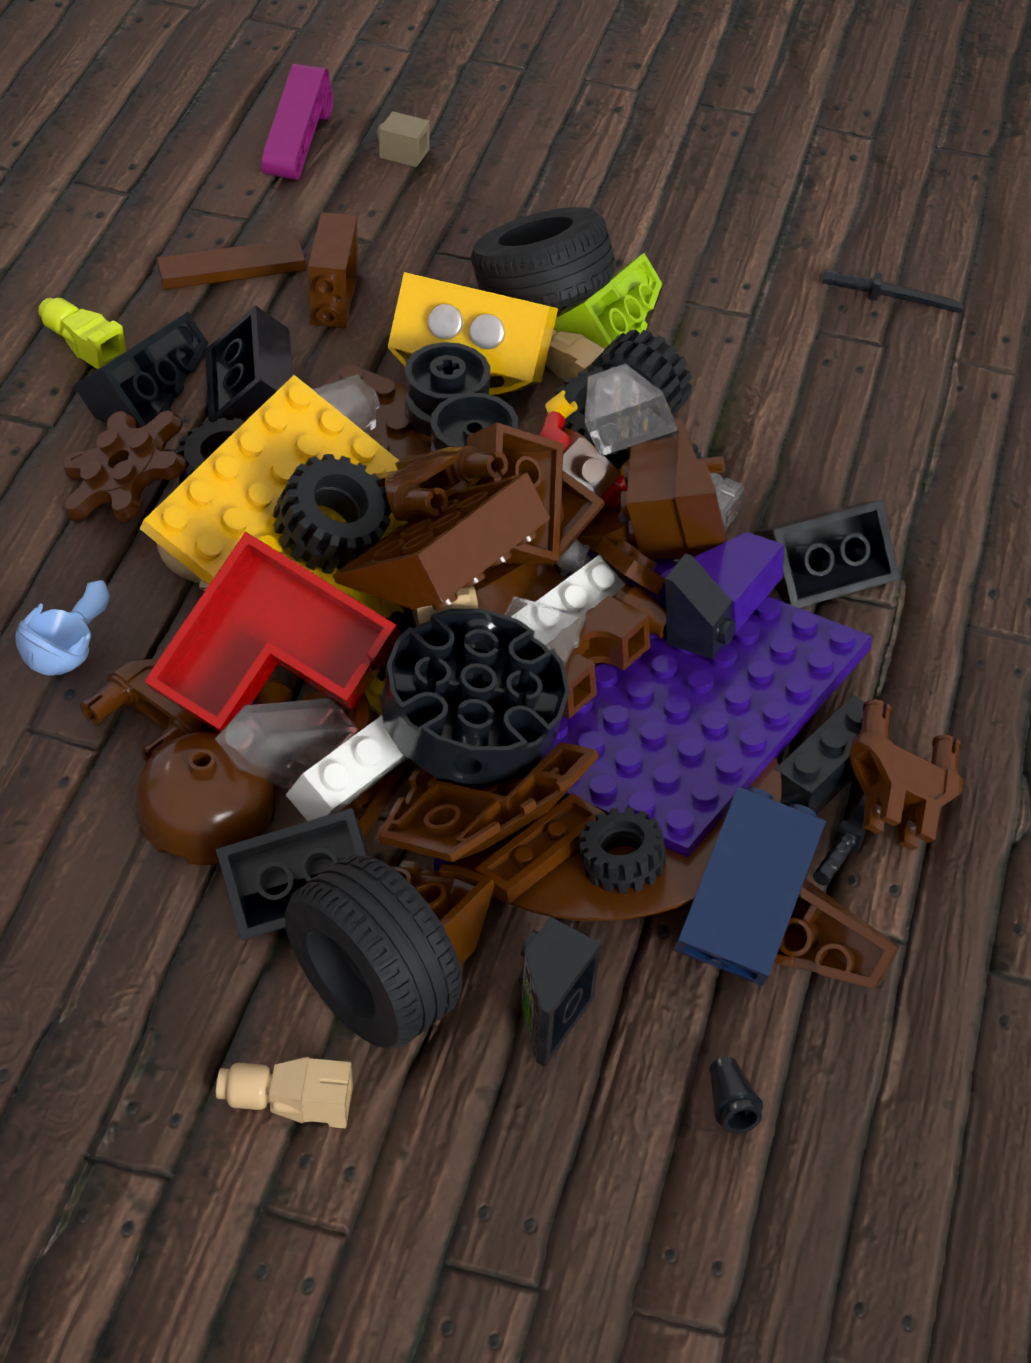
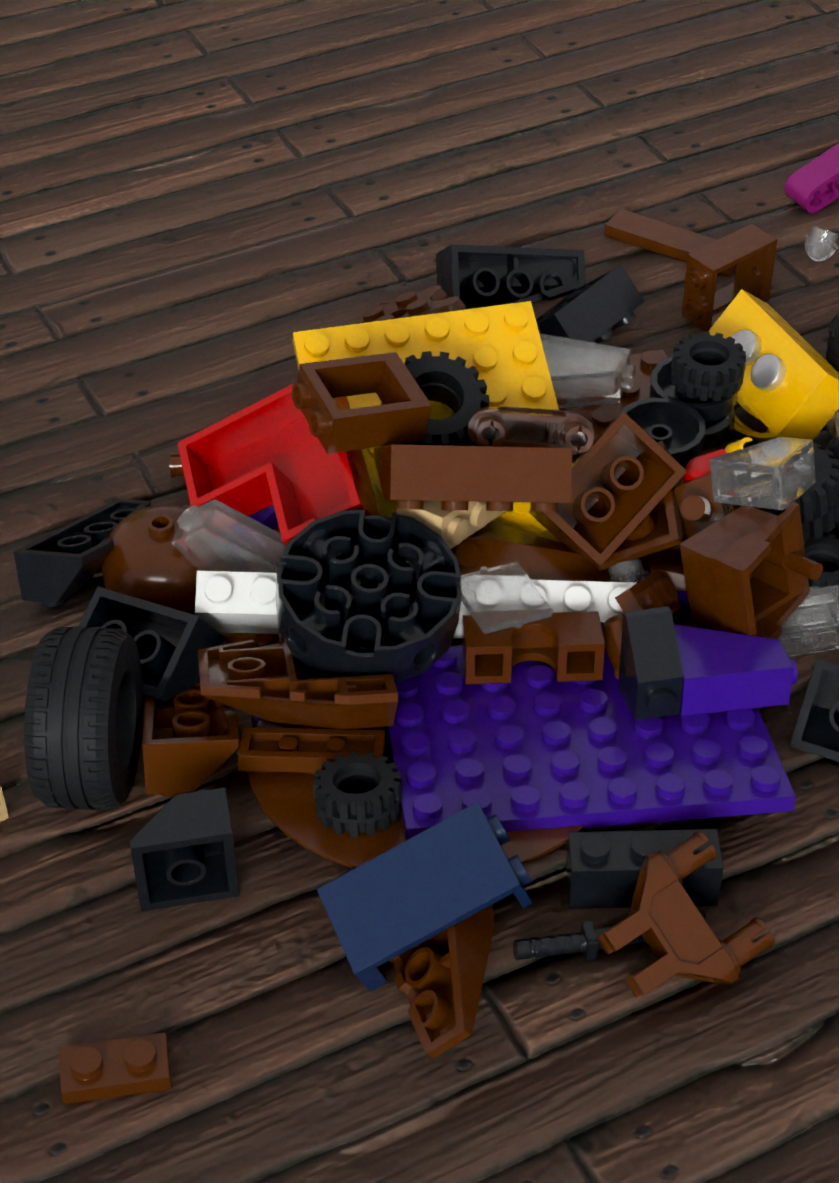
camera: 50 degrees right, 5 degrees down
(59, 640) = (204, 400): light blue piece -> none
(84, 331) = (501, 222): neon yellow piece -> none
(129, 849) = (71, 555): none -> black wedge
(330, 513) = (398, 421): none -> reddish brown window
(349, 201) = (820, 244): none -> clear plate
(463, 366) = (708, 366): none -> black tyre
(685, 1182) = (114, 1068): none -> reddish brown plate
(734, 1097) = (222, 1041): black cone -> none

